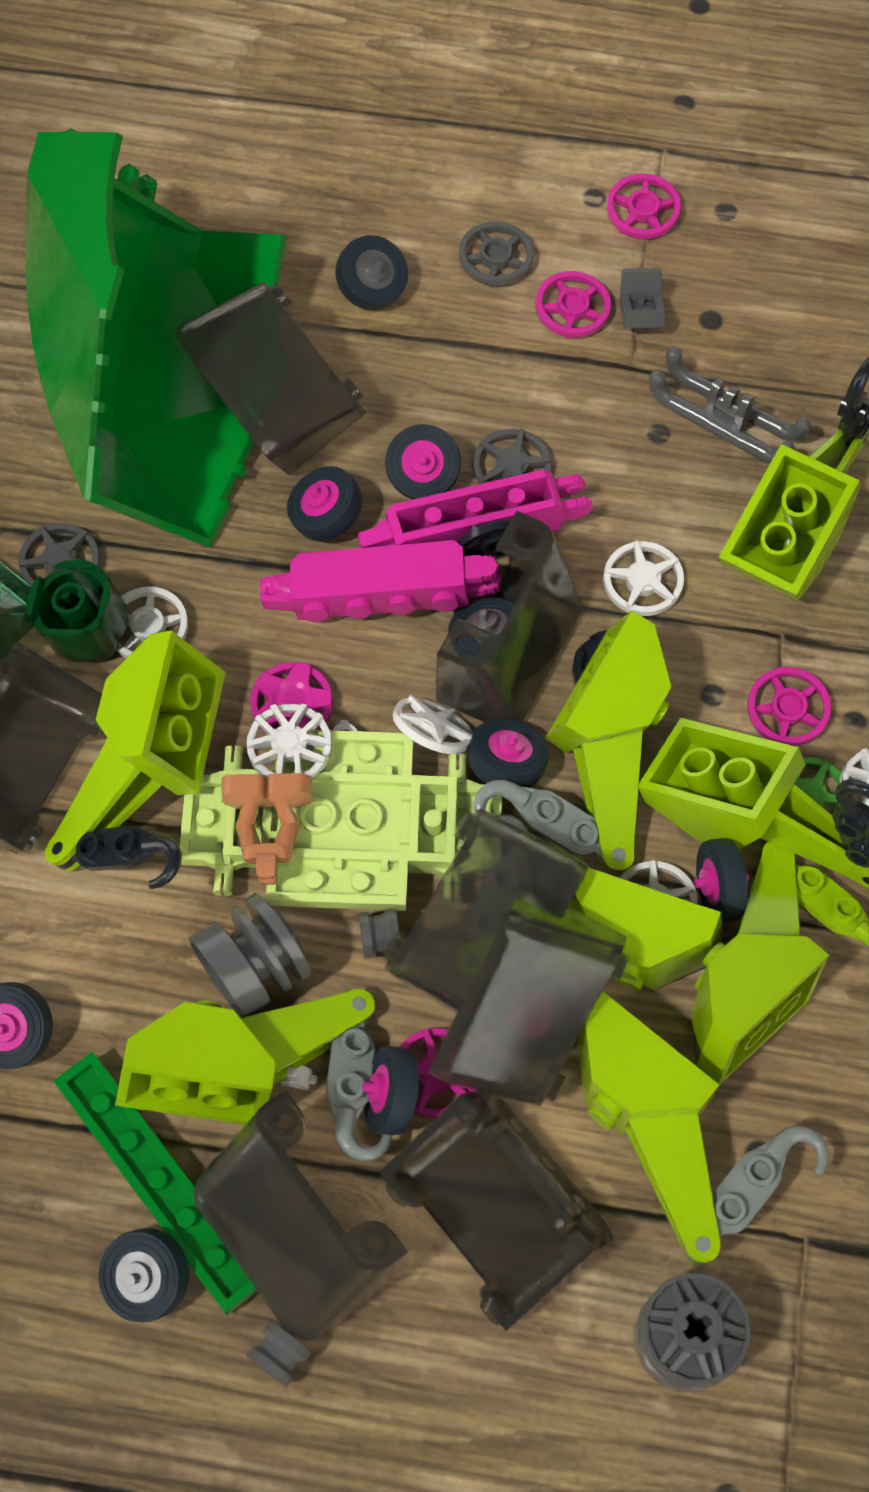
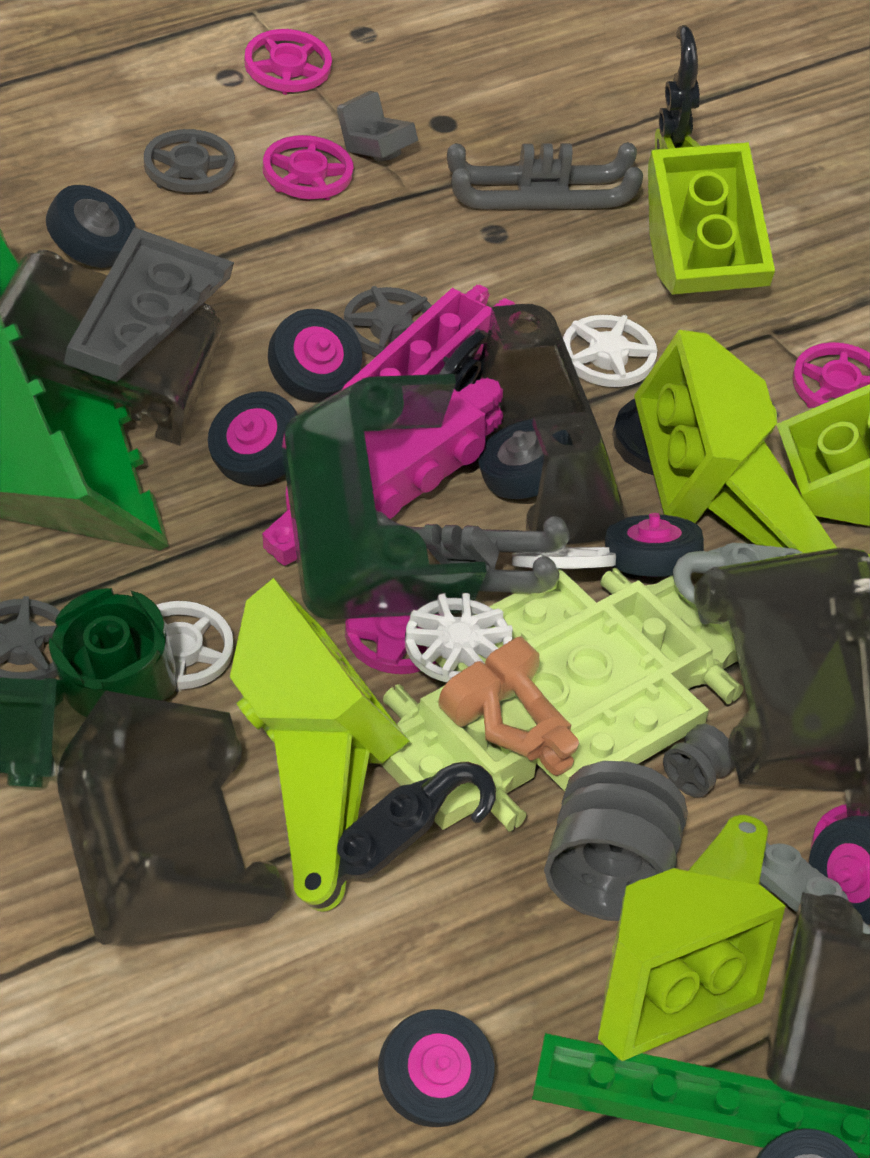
camera: 45 degrees left, 20 degrees down
(267, 640) = (342, 554): none -> clear green windscreen
(293, 364) = (142, 302): none -> dark grey wing
(357, 683) = (483, 545): none -> dark grey piece

